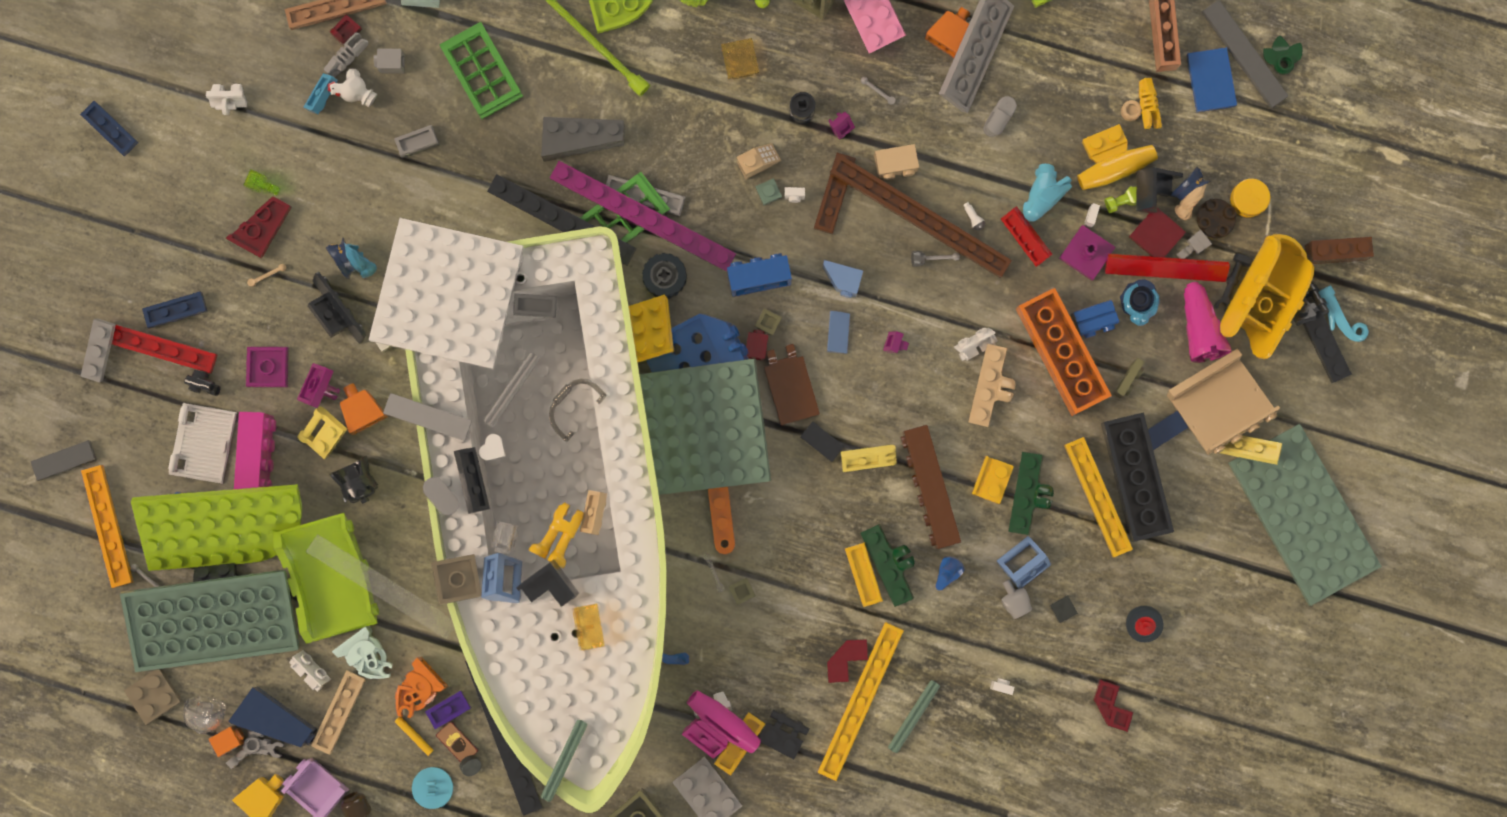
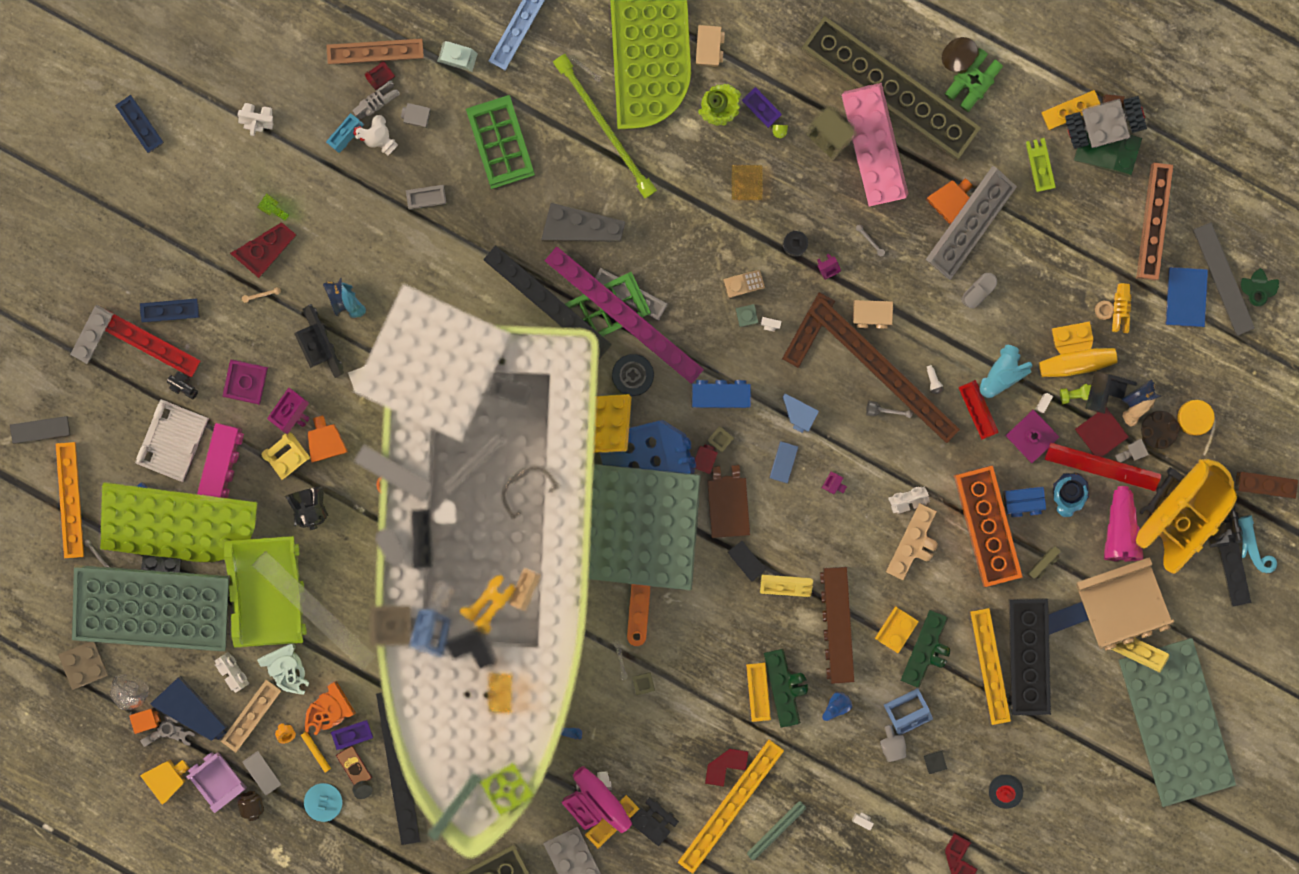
camera: 10 degrees right, 5 degrees up
(361, 770) = (261, 773): none -> light grey slope
(377, 723) = (285, 733): none -> light orange tile
(639, 731) = (527, 793): none -> lime piece

